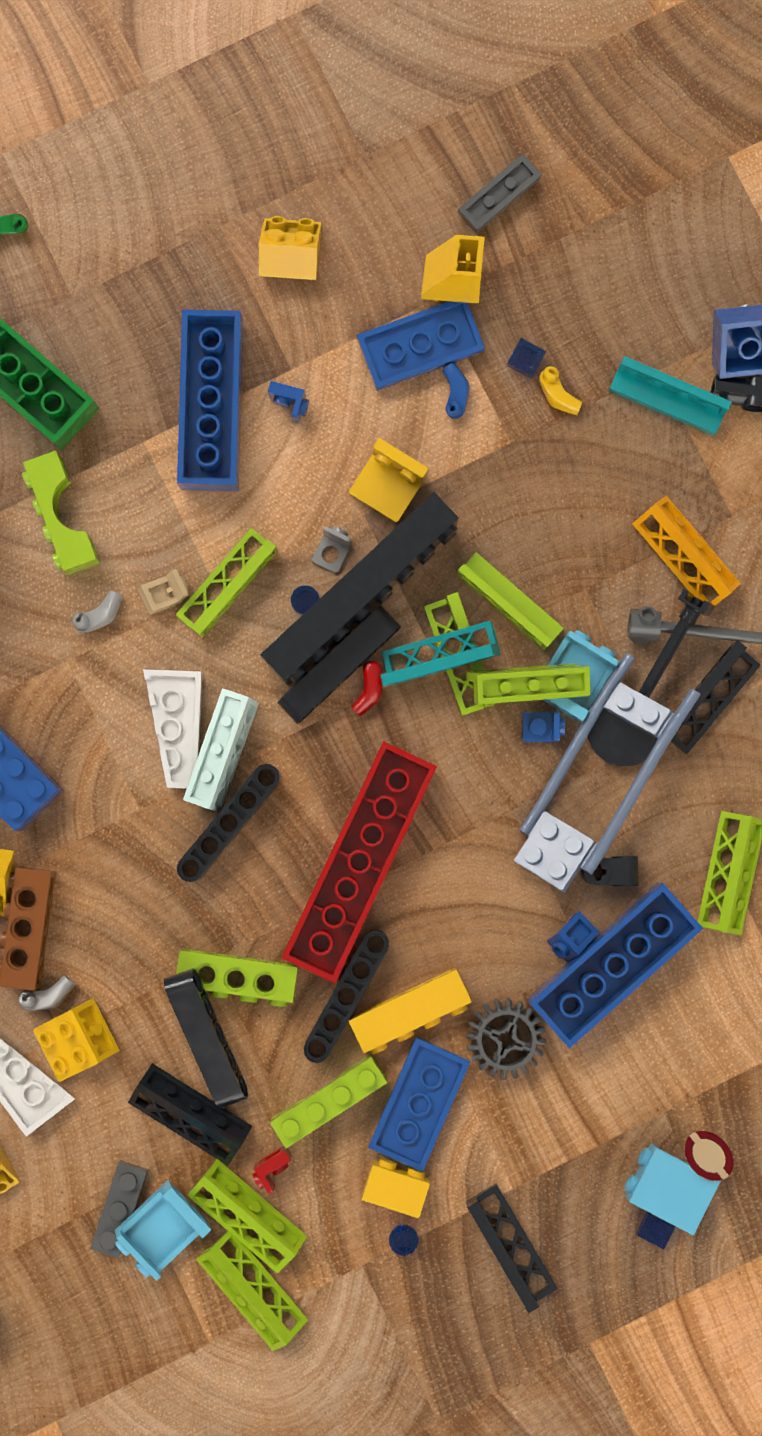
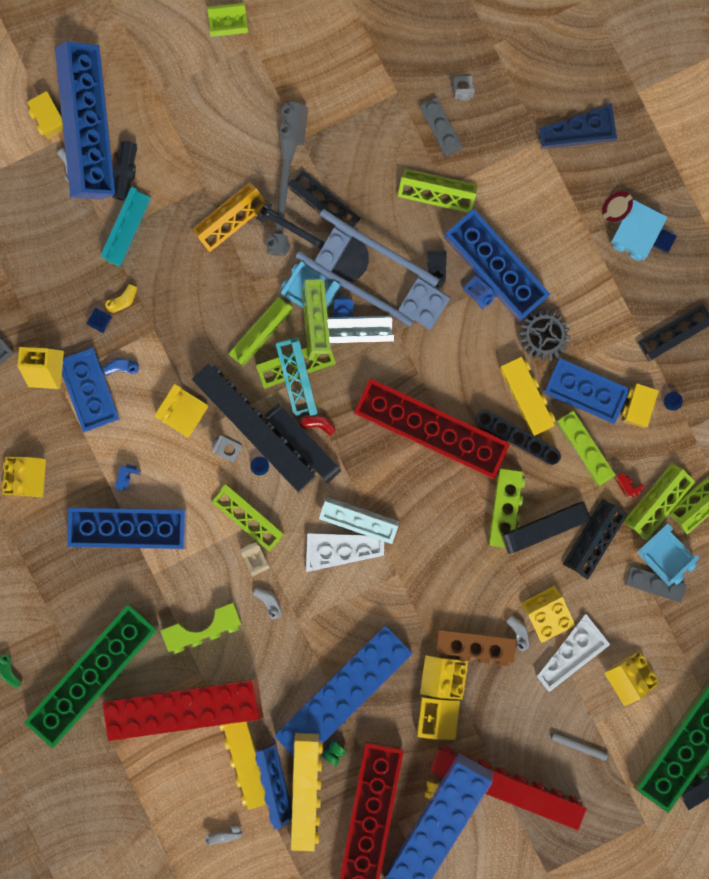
camera: 85 degrees left, 0 degrees up
(216, 830) = (416, 517): black beam -> none
(514, 751) = (360, 329): none -> light aqua fence

